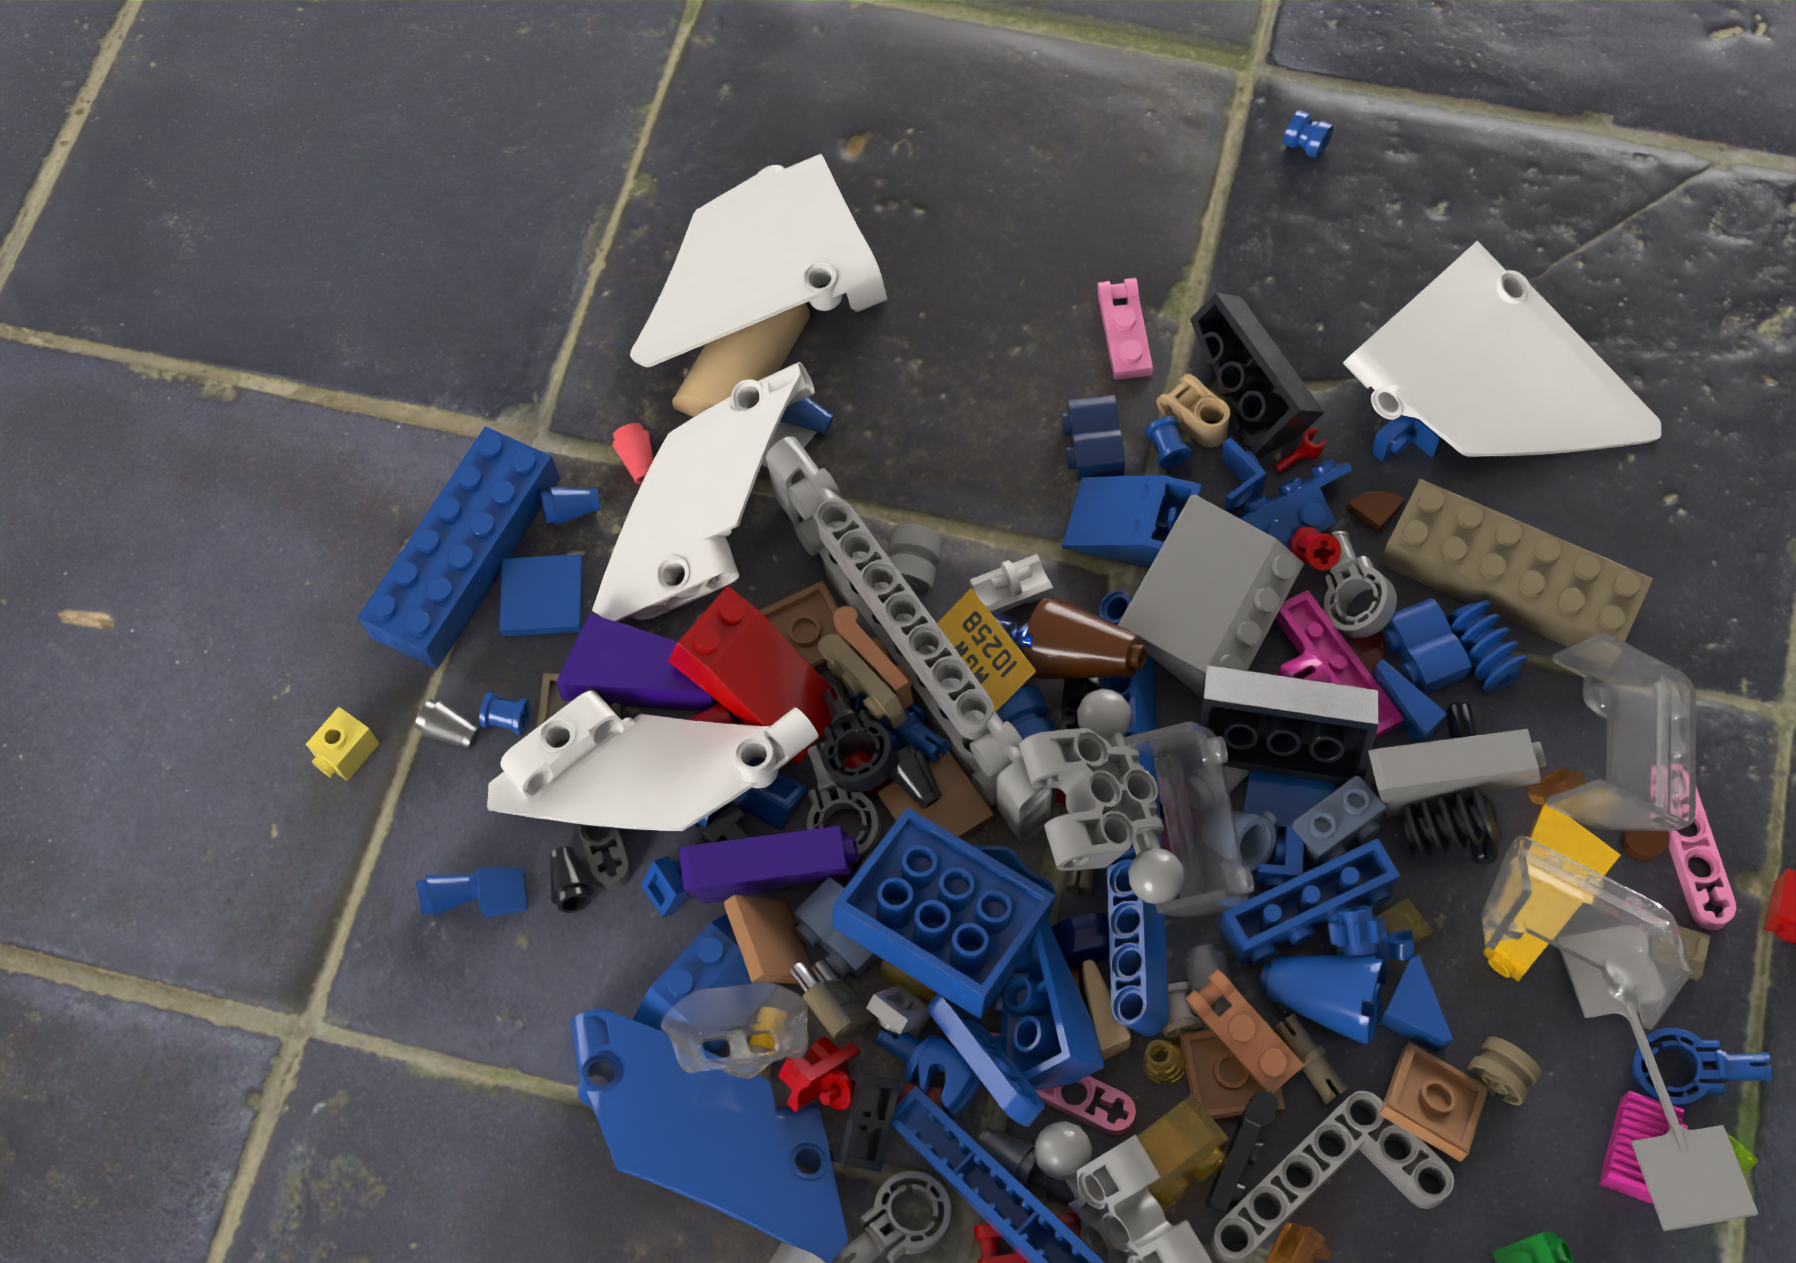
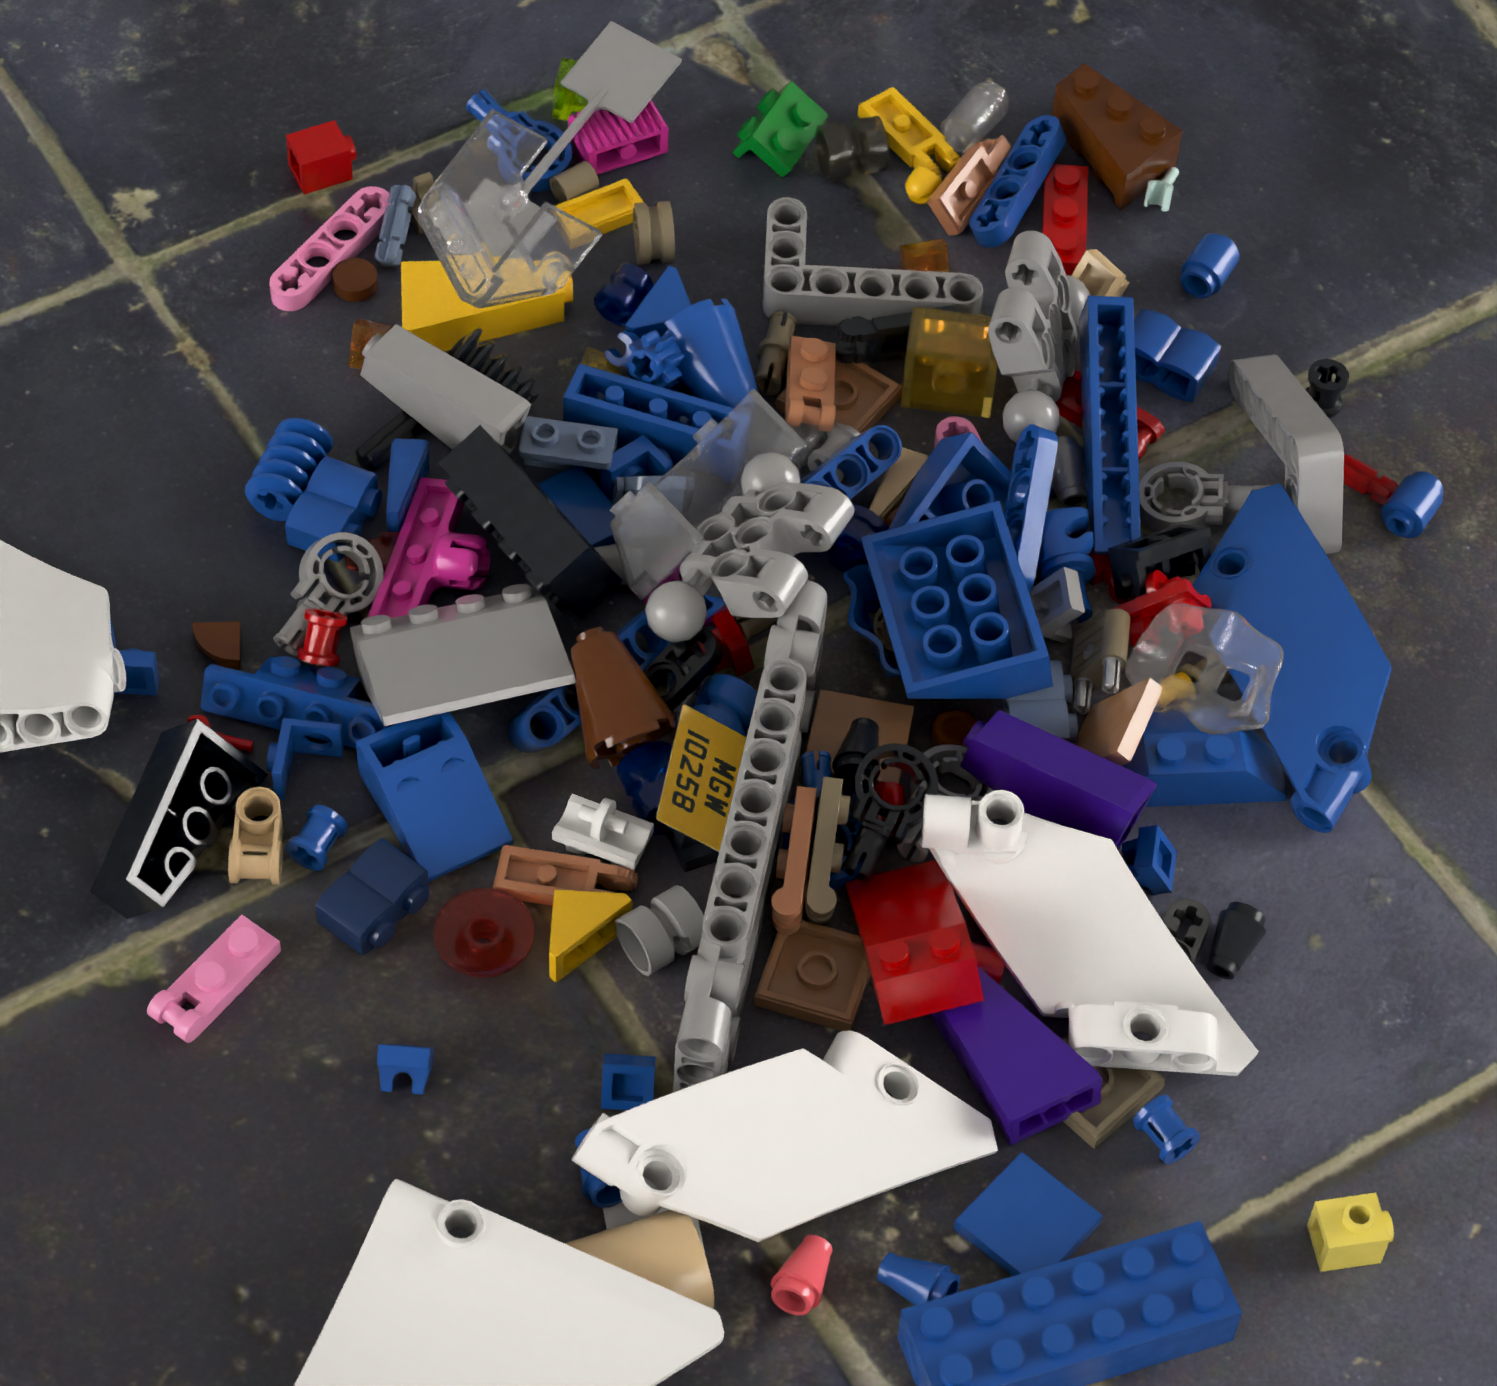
camera: 145 degrees left, 10 degrees down
(446, 724) = (1232, 1170): flat silver cone -> none
(446, 892) = (1354, 1020): blue cone -> none
(501, 890) = (1302, 986): blue slope -> none
(844, 461) = (627, 1081): none -> blue tile
(965, 525) = (582, 926): none -> yellow slope
(970, 371) = (410, 1059): none -> blue tile
(1010, 458) = (480, 915): none -> clear red dish
(1010, 540) = (536, 874): none -> nougat hinge
(1168, 1070) = (891, 413): clear yellow cone -> none
(1434, 1101) = (725, 253): medium nougat tile -> none
(1461, 1000) = (623, 294): none -> clear blue wheel
(1520, 569) = (193, 496): dark tan brick -> none
(1573, 1069) = (604, 207): none -> yellow tile
(1616, 1072) = (574, 182): none -> dark tan hinge
(1648, 739) = (294, 302): clear windscreen -> none
(1675, 900) = (395, 226): none -> sand blue axle

